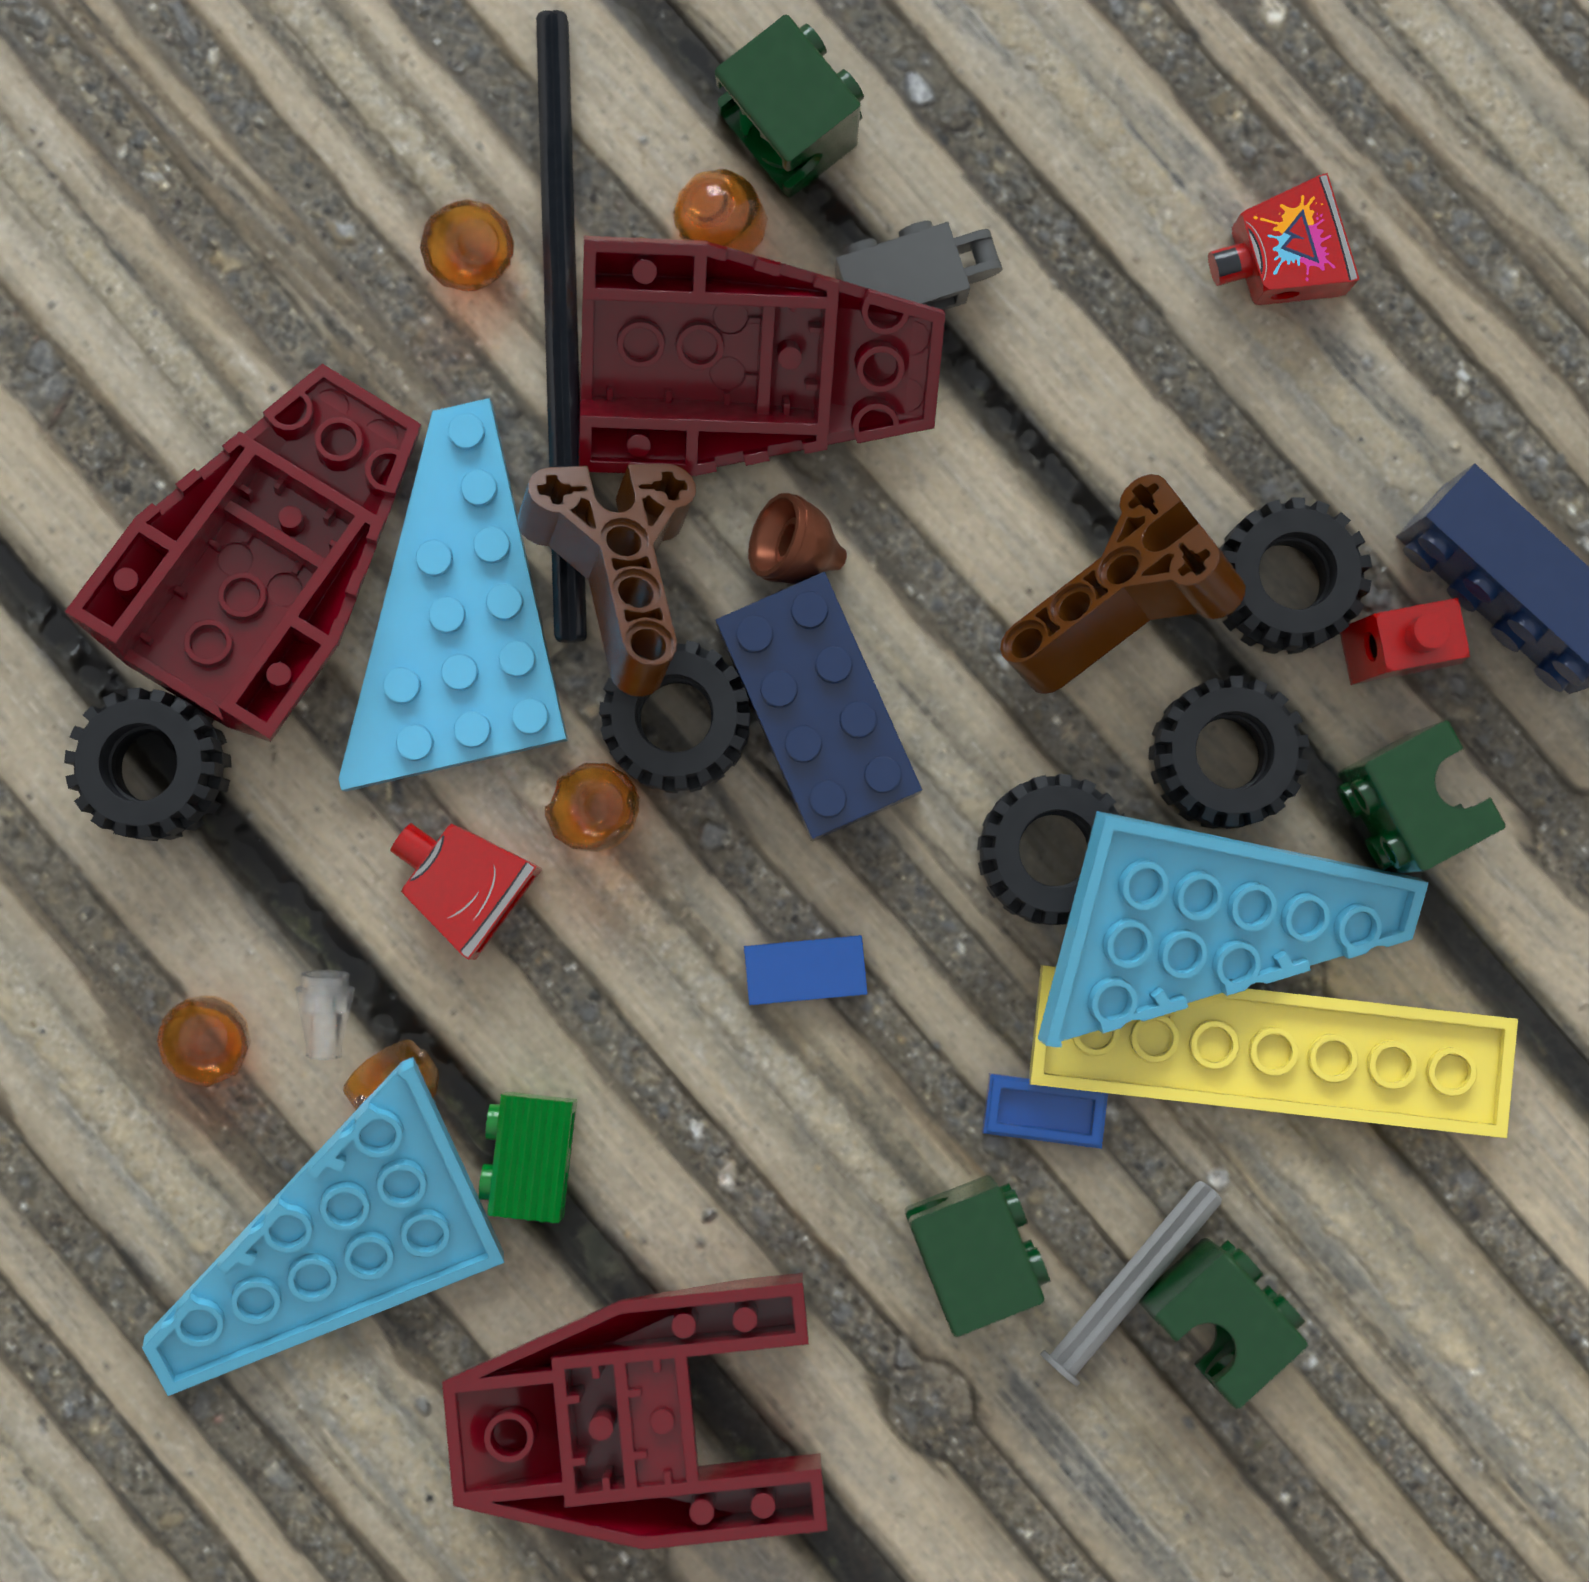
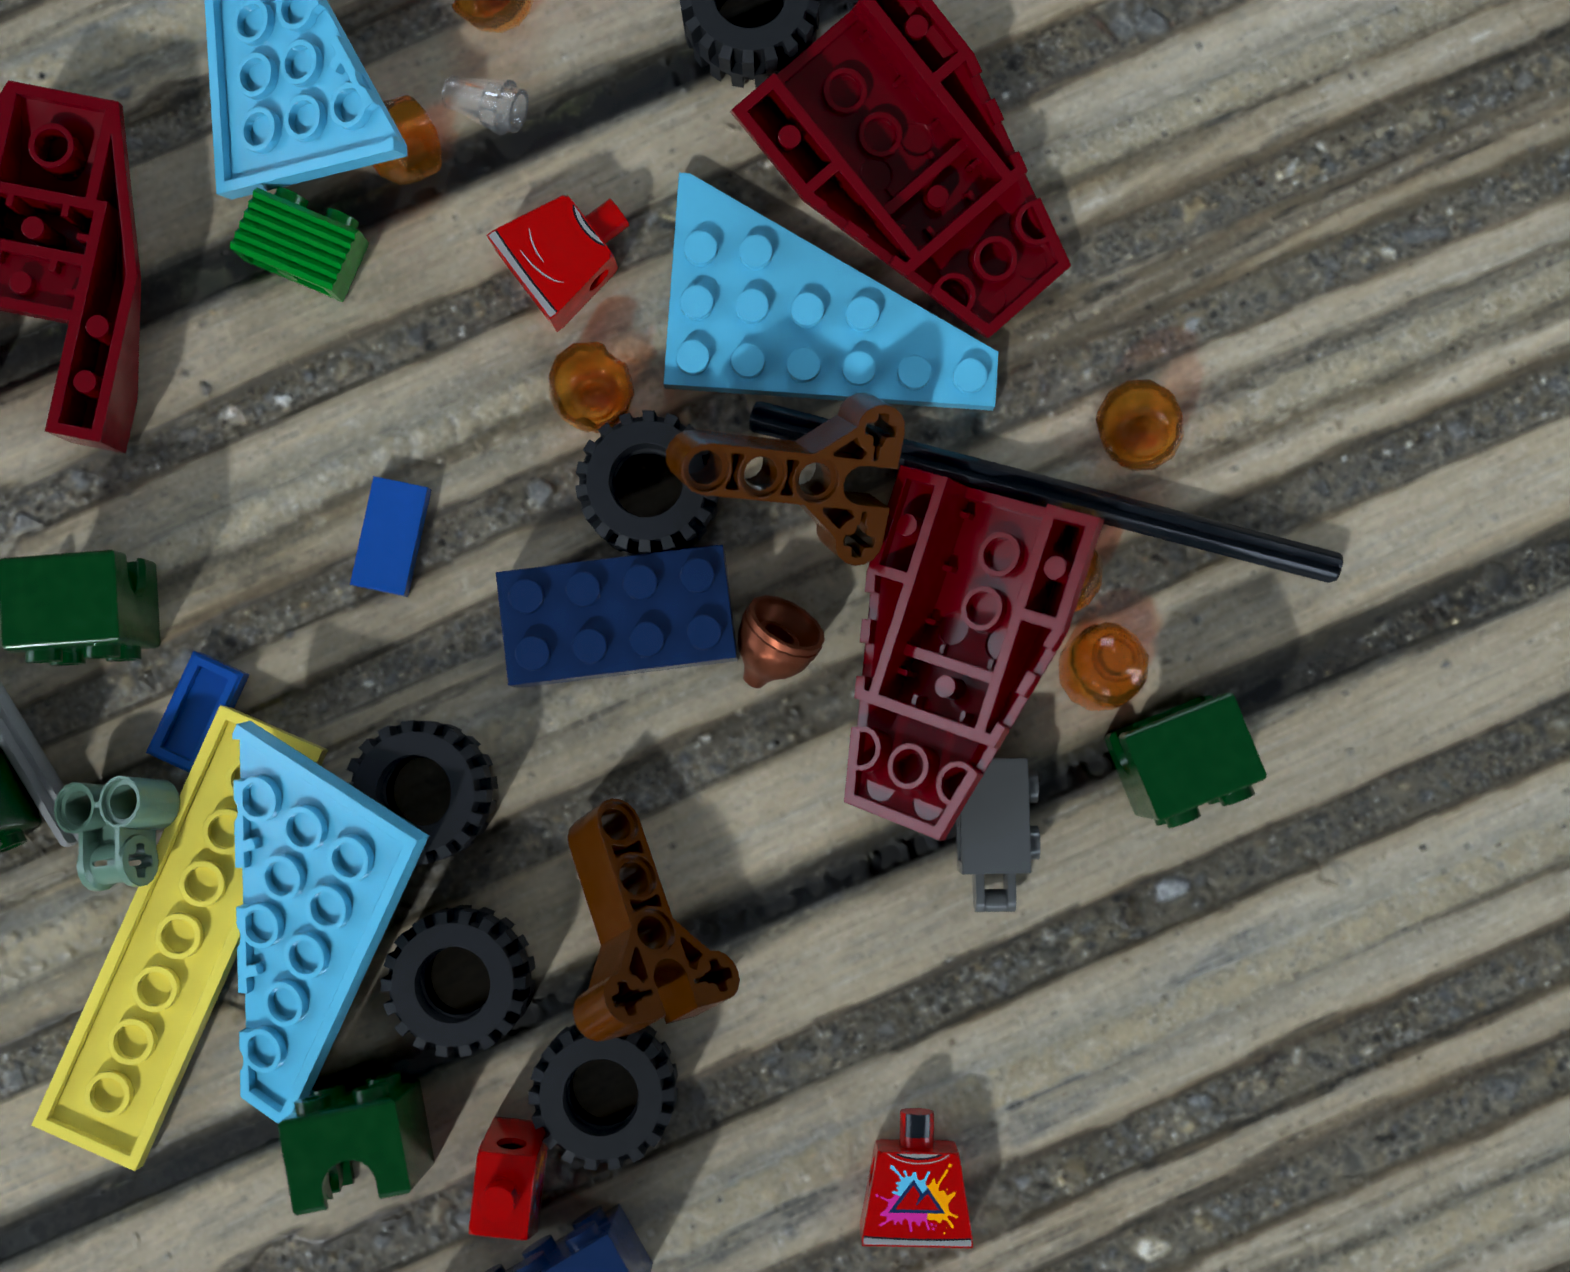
camera: 110 degrees right, 0 degrees up
(1186, 1145) = (117, 826): none -> sand green piece

